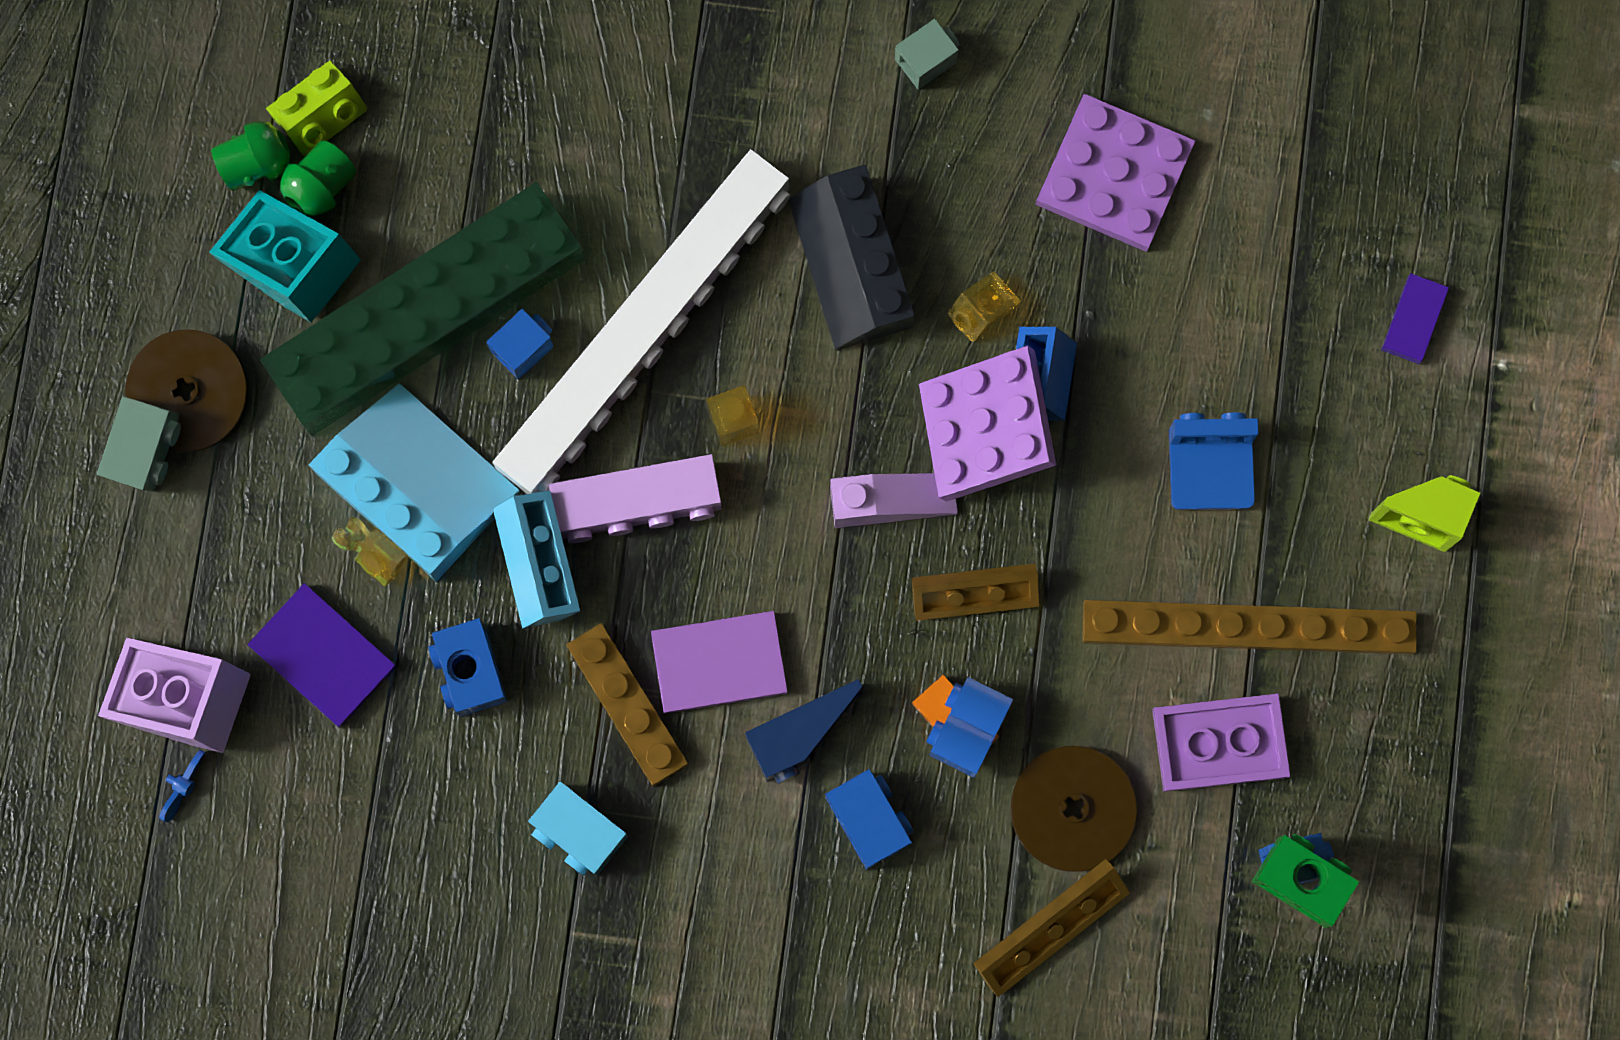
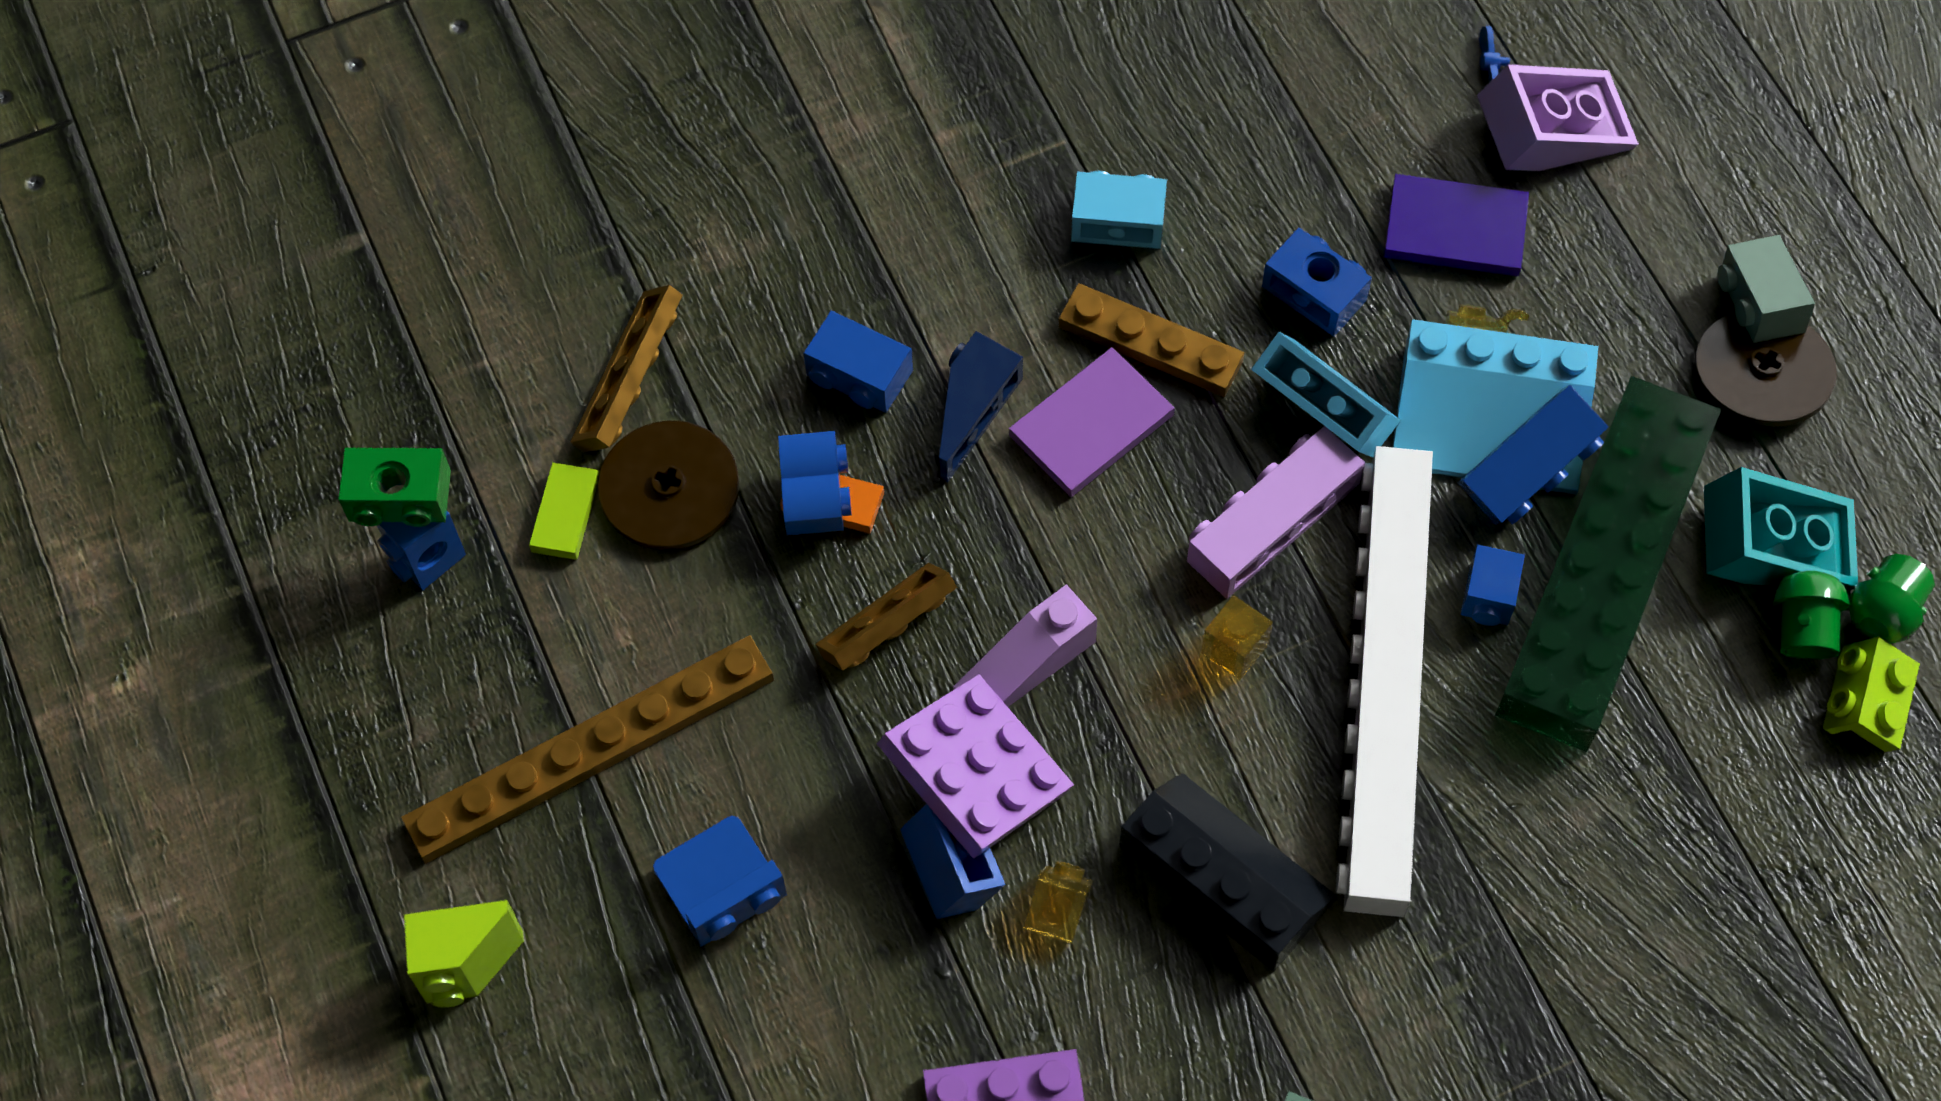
camera: 150 degrees right, 15 degrees down
(422, 412) = (1534, 456): none -> blue brick
(1165, 836) = (564, 511): none -> lime tile
(1221, 742) = (556, 619): medium lavender plate -> none

